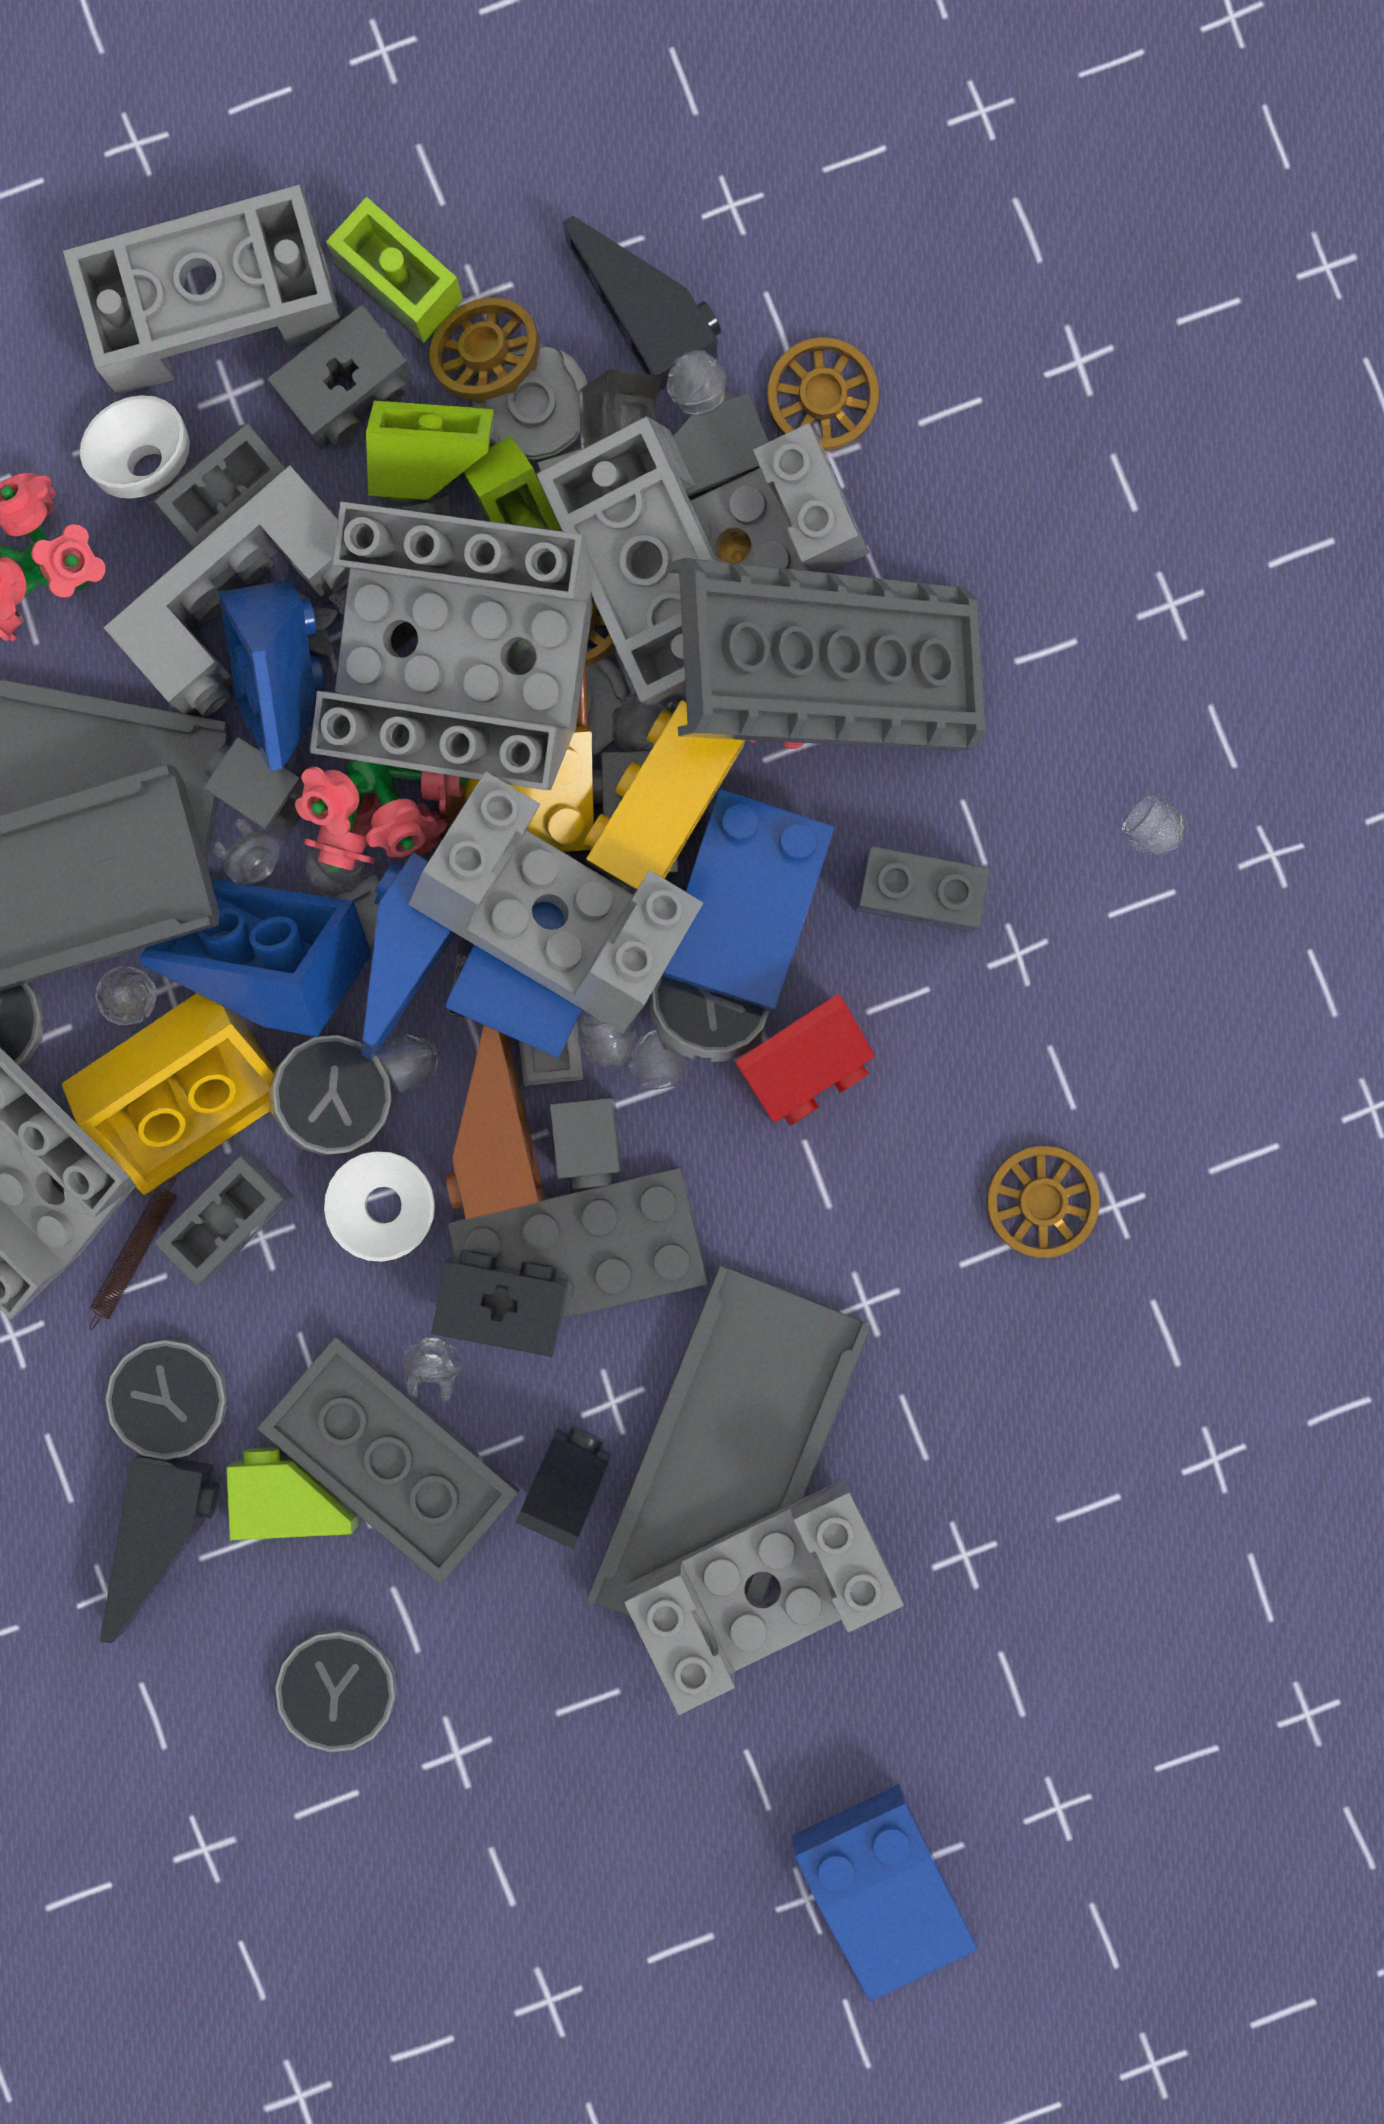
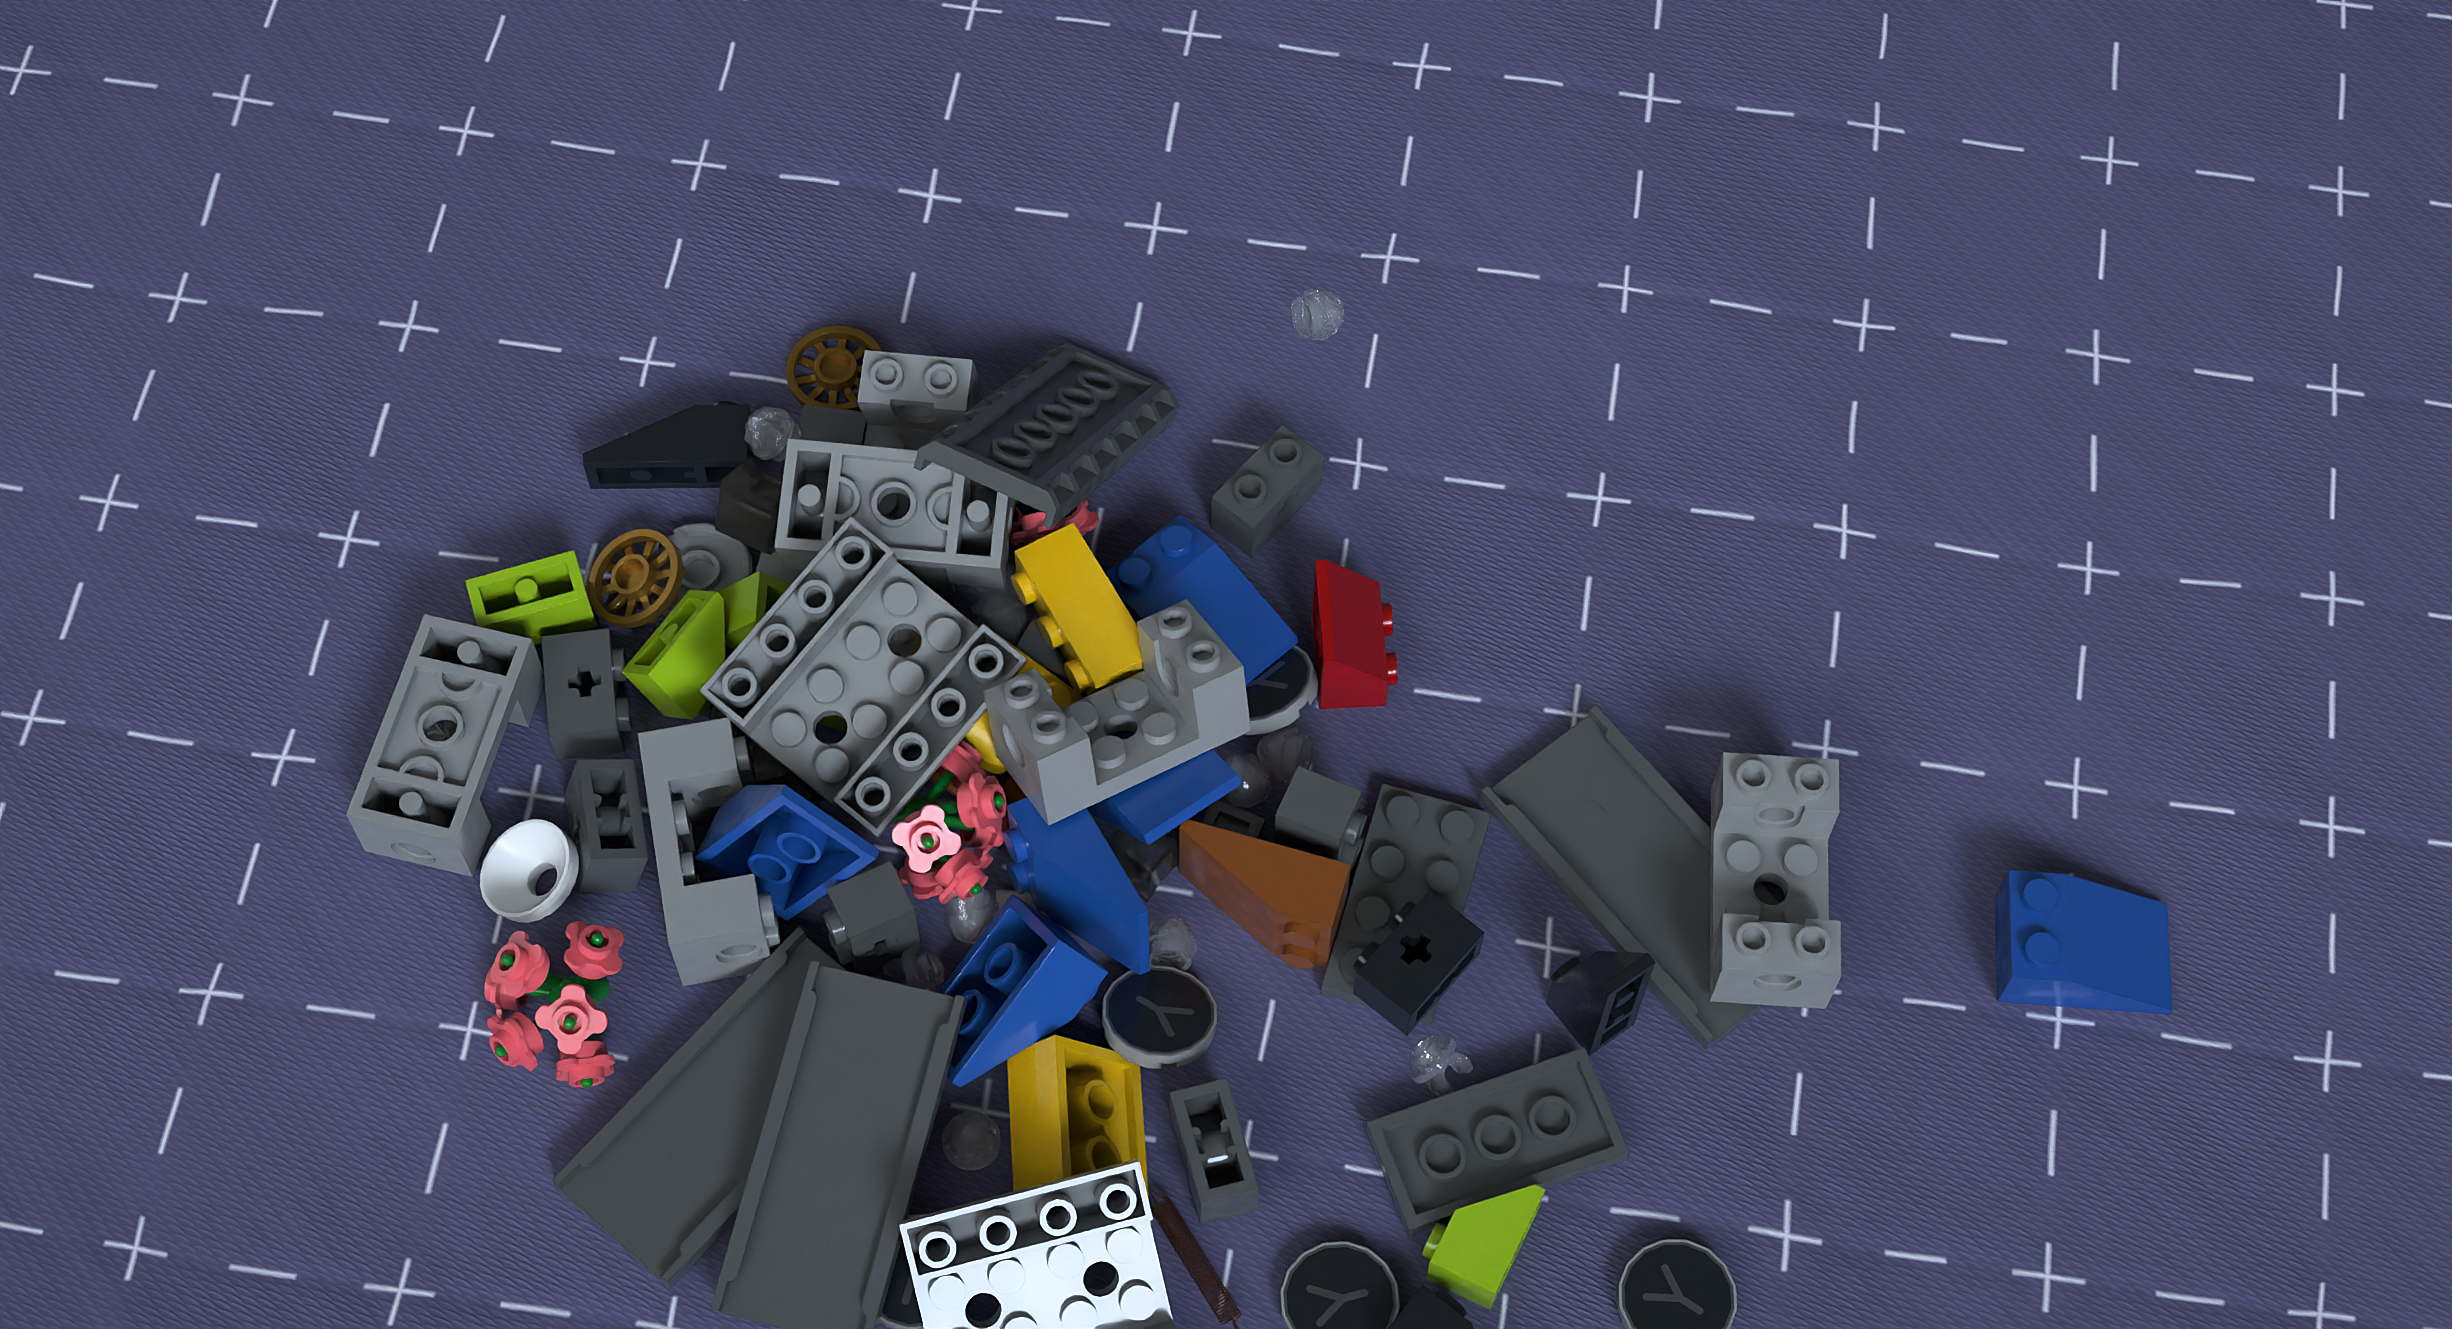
camera: 60 degrees left, 25 degrees down
(348, 1213) = (1283, 999): white piece -> none
(1043, 1201) = (1566, 542): pearl gold wheel -> none

